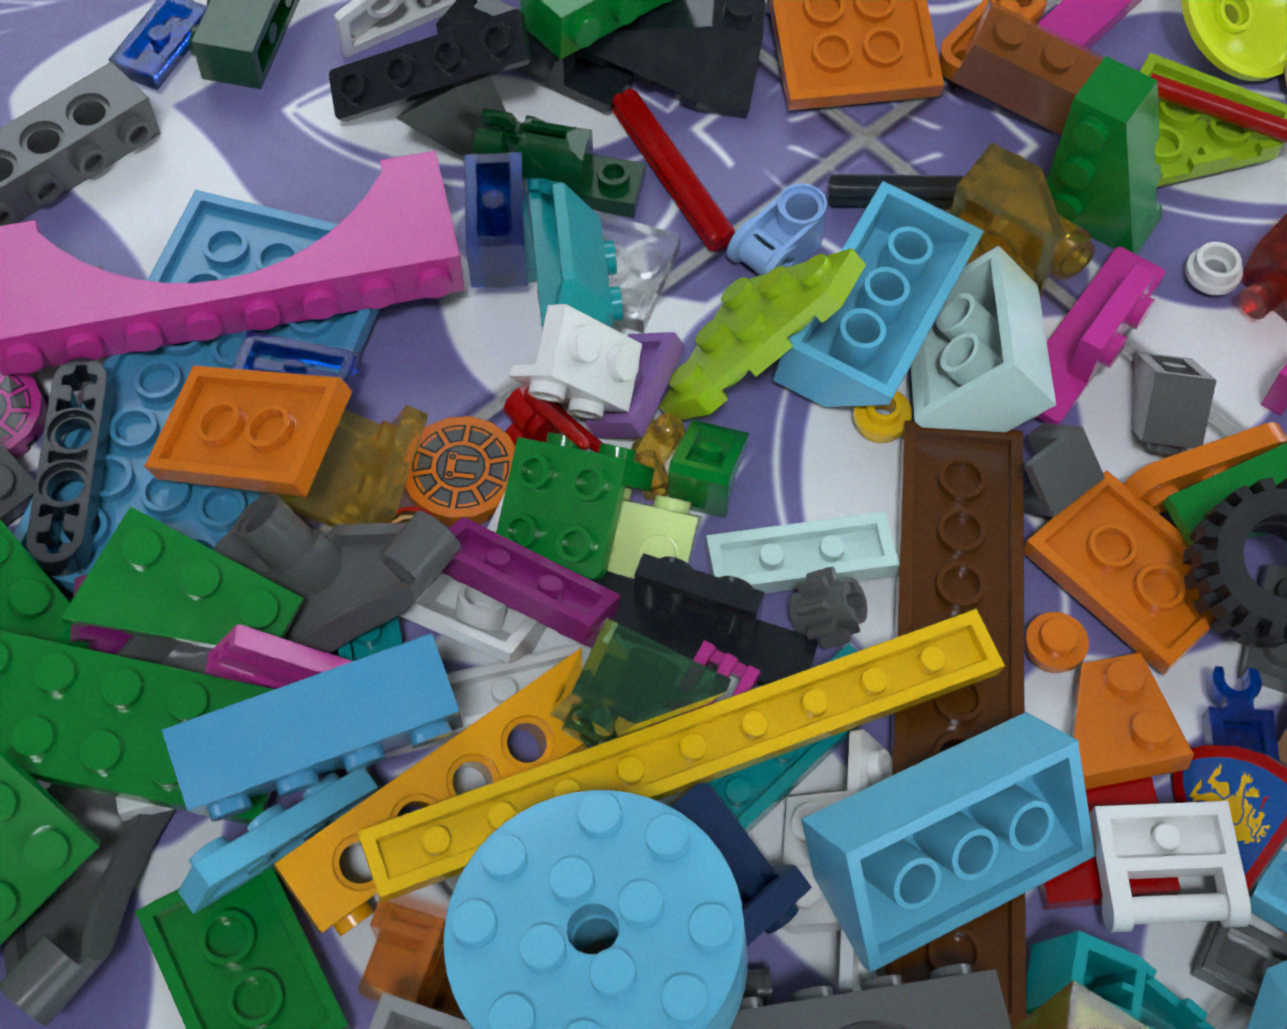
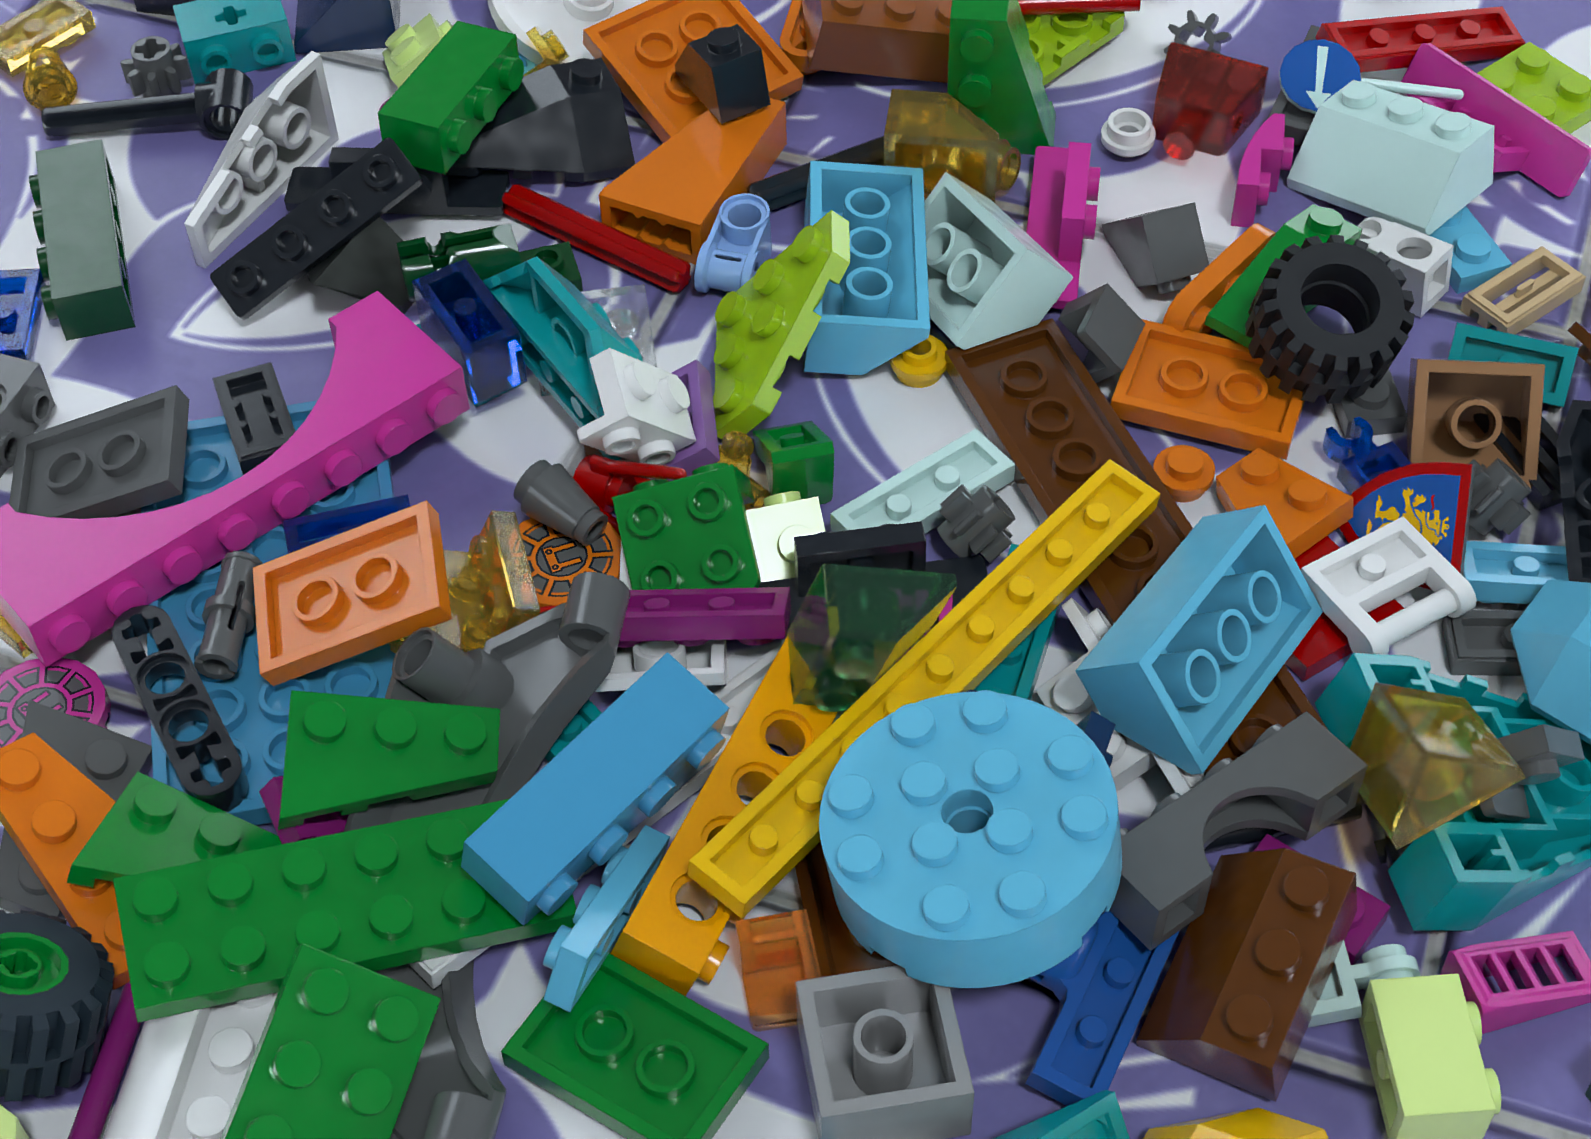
camera: 25 degrees left, 10 degrees down
(131, 426) = (228, 617): none -> dark grey pin
(143, 211) = (104, 460): none -> dark grey plate
(266, 659) = (475, 786): dark pink tile -> none
(282, 219) = (254, 413): none -> black plate
(480, 418) = (559, 502): none -> dark grey cone
(796, 141) = (680, 185): none -> orange slope
(859, 62) = (725, 73): none -> black slope

